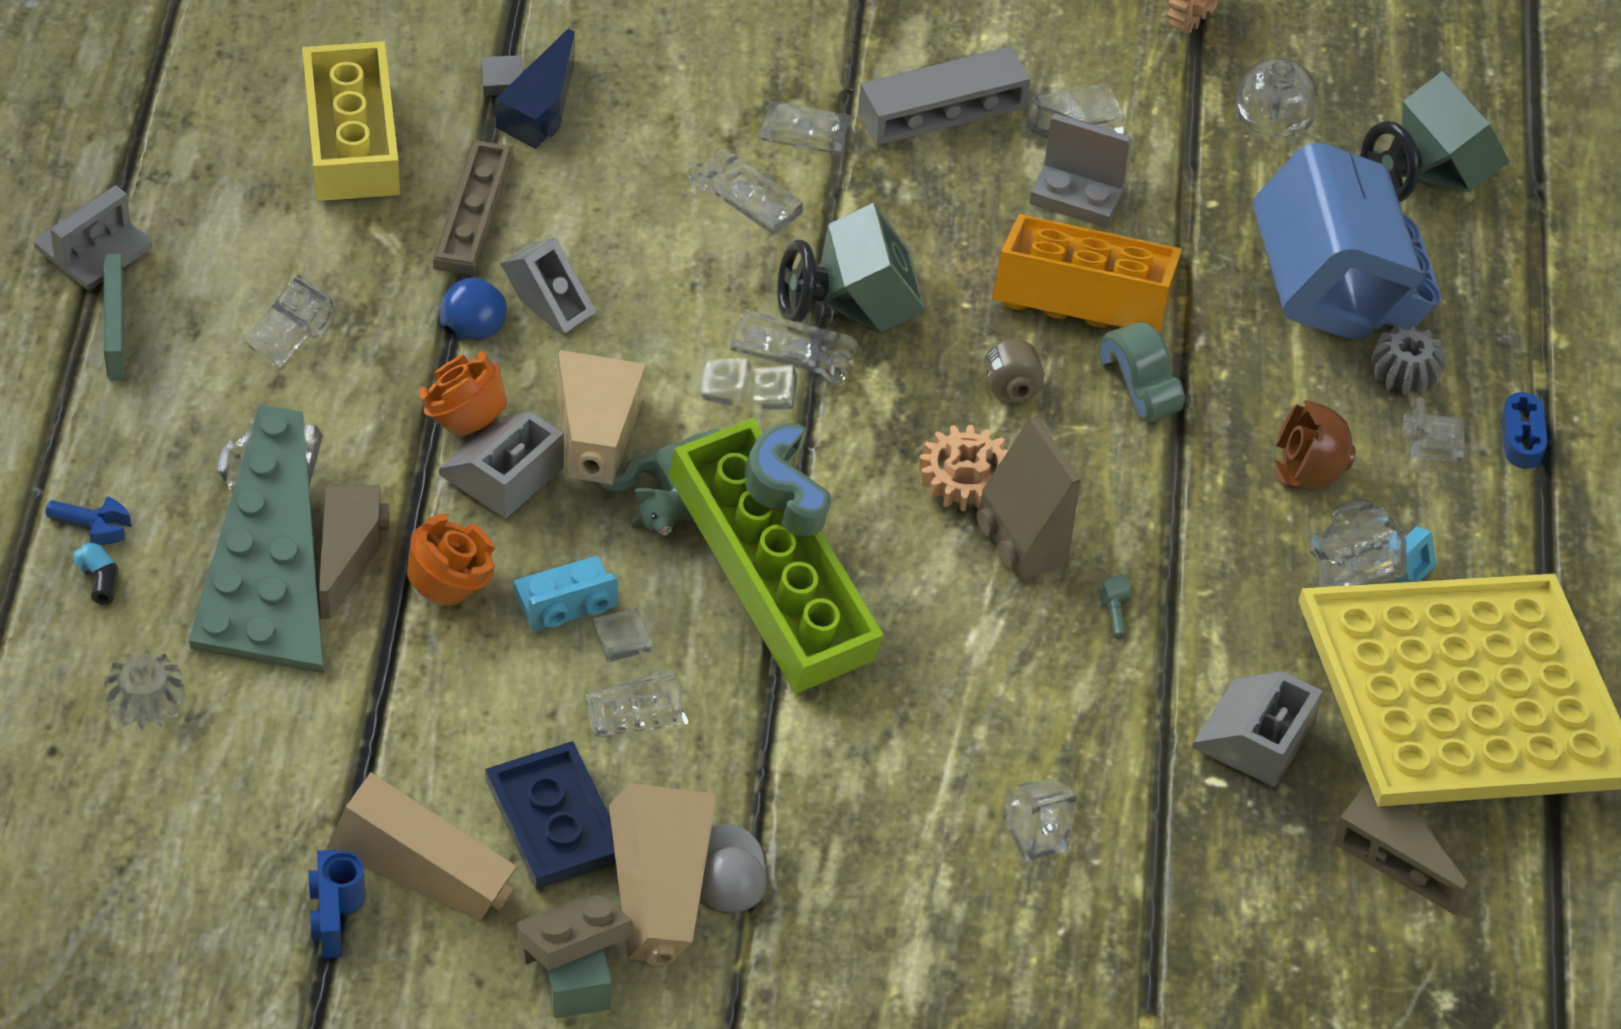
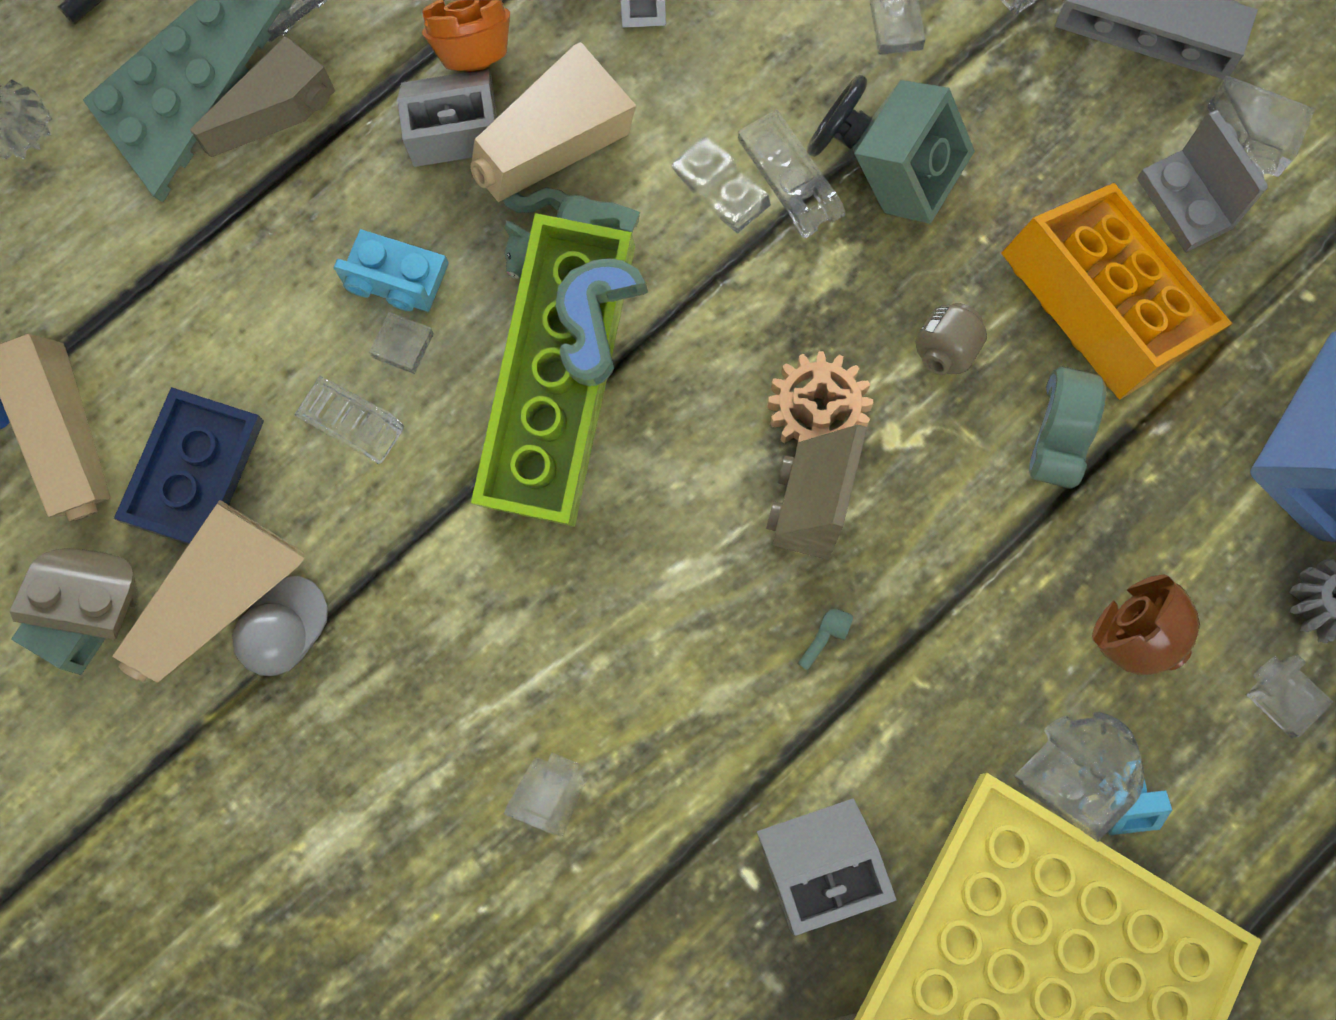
camera: 50 degrees right, 25 degrees up
(449, 560) = (314, 173): orange cone -> none

